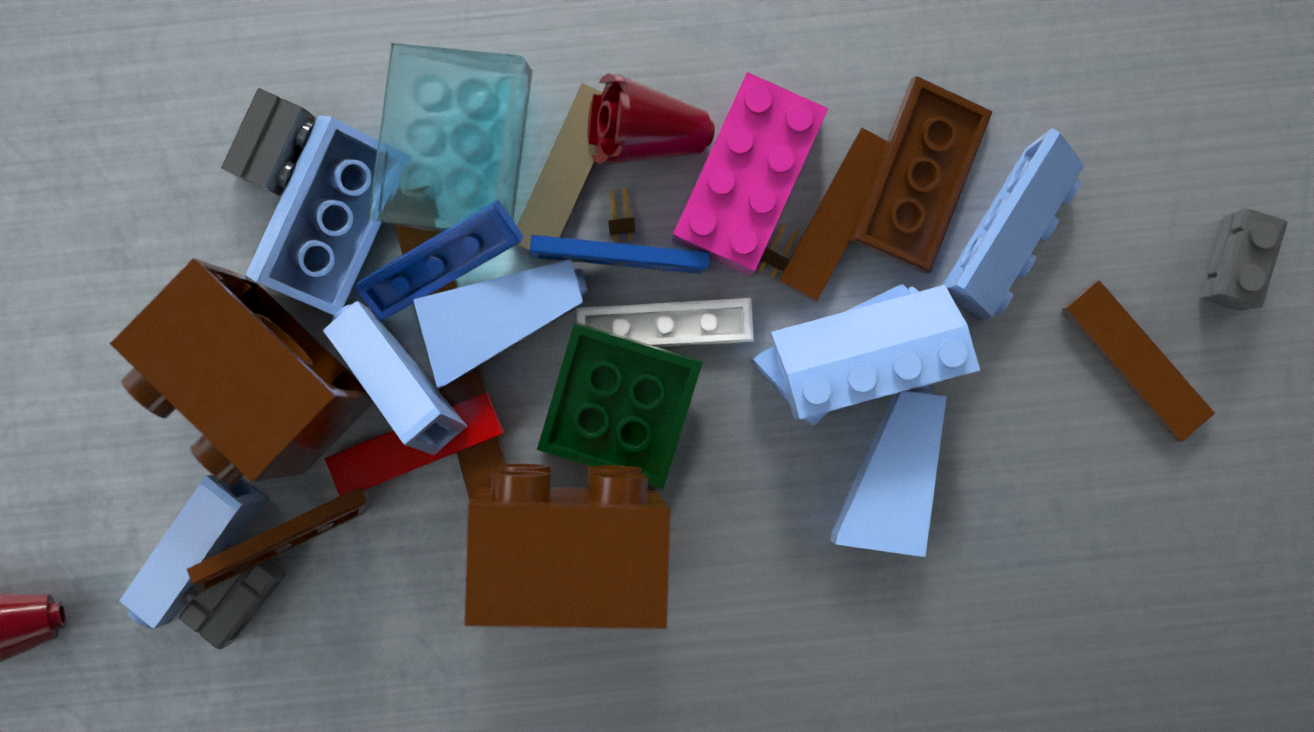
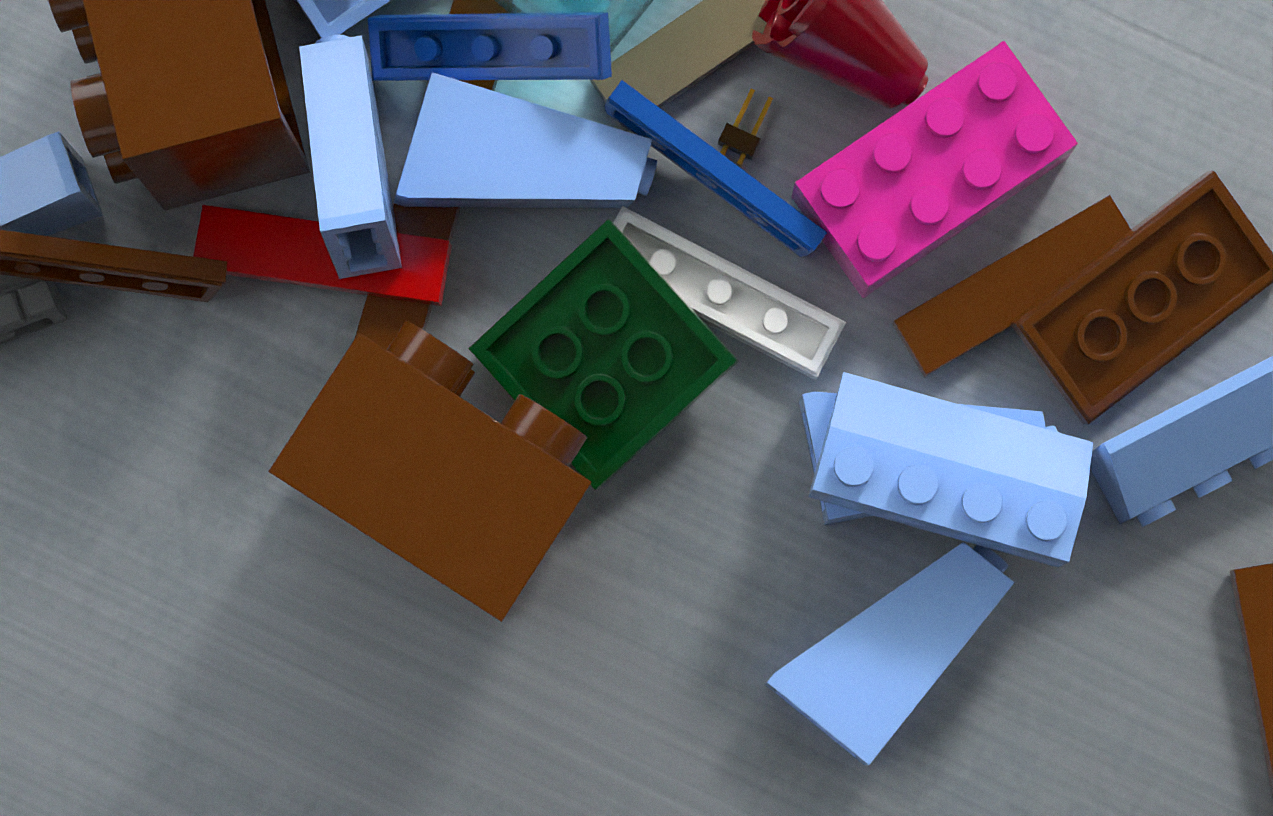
camera: 30 degrees right, 5 degrees down
(774, 260) = (903, 293): dark brown piece -> none

